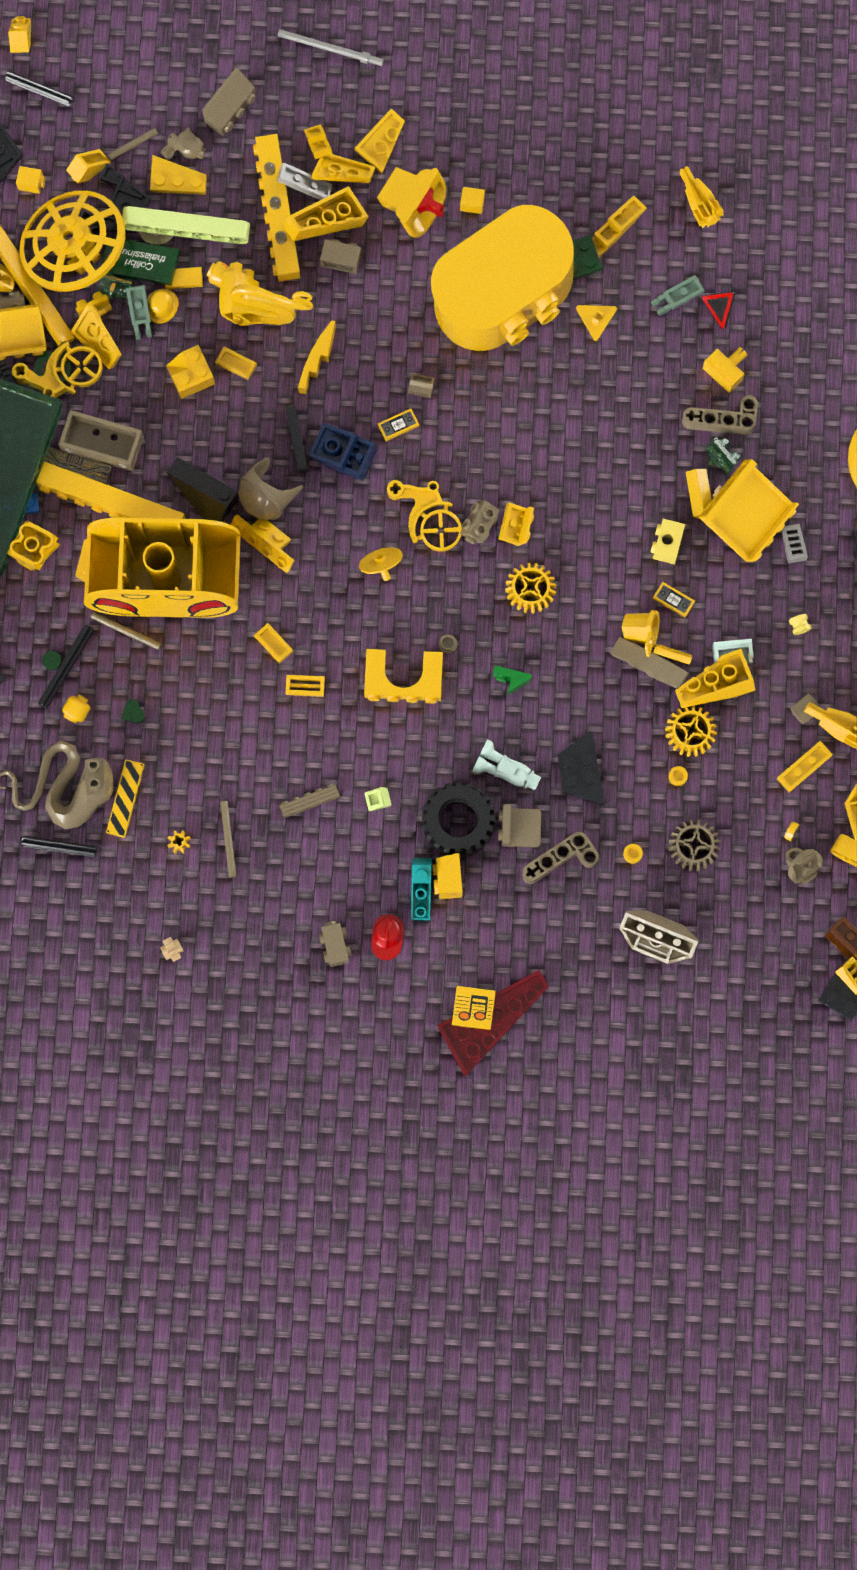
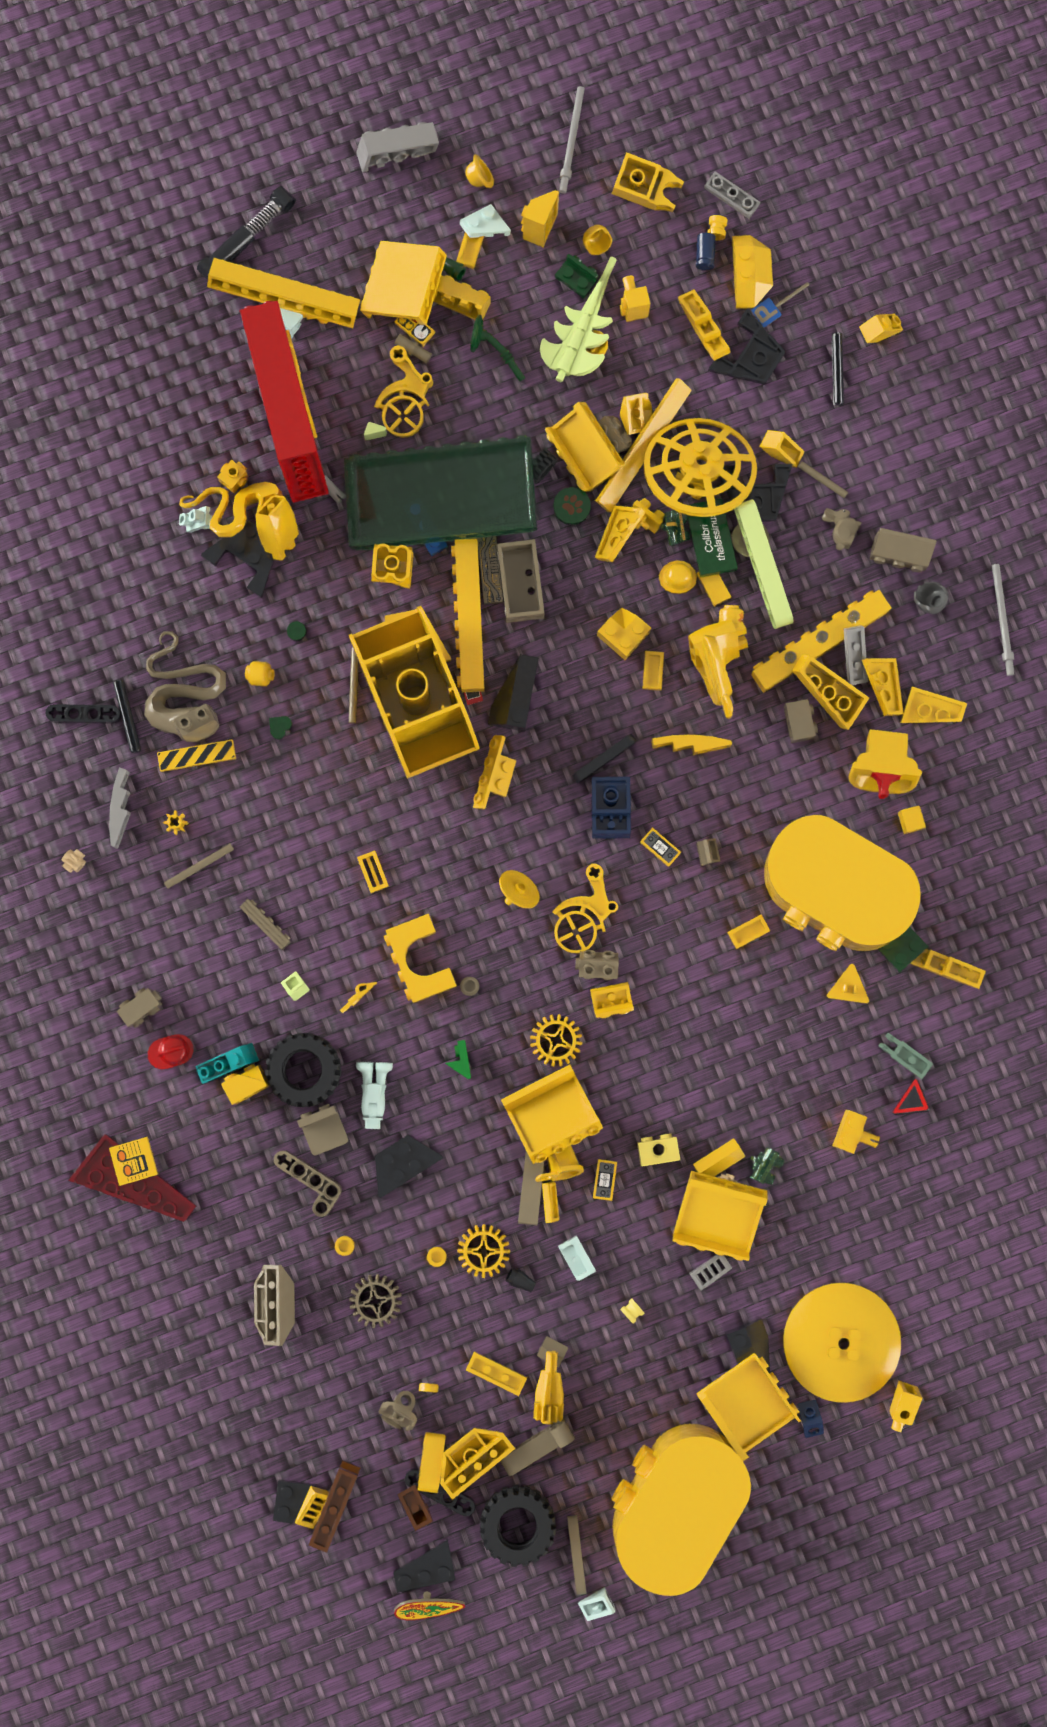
camera: 60 degrees right, 5 degrees up
(30, 180) = (743, 402): yellow brick -> none
(40, 886) = (83, 713): none -> black beam
(50, 382) = (557, 509): yellow piece -> none
(65, 666) = (296, 646): black axle -> none
(139, 309) = (662, 558): sand green hinge -> none
(147, 890) = (119, 816): none -> light grey slope
(174, 178) = (807, 534): yellow wing -> none
(259, 497) = (526, 747): dark tan piece -> none
(273, 643) = (400, 825): yellow tile -> none
(283, 97) = (931, 597): none -> dark grey hair
(317, 141) = (903, 649): yellow slope -> none
(413, 749) = (359, 994): none -> yellow hand
(508, 382) = (748, 931): none -> yellow tile
(595, 617) = (552, 1114): none -> yellow panel
(701, 200) = (1010, 1038): yellow piece -> none
(720, 415) = (802, 1146): dark tan beam -> none
(720, 681) = (543, 1259): yellow wedge -> none
(730, 710) = (520, 1280): none -> black cone

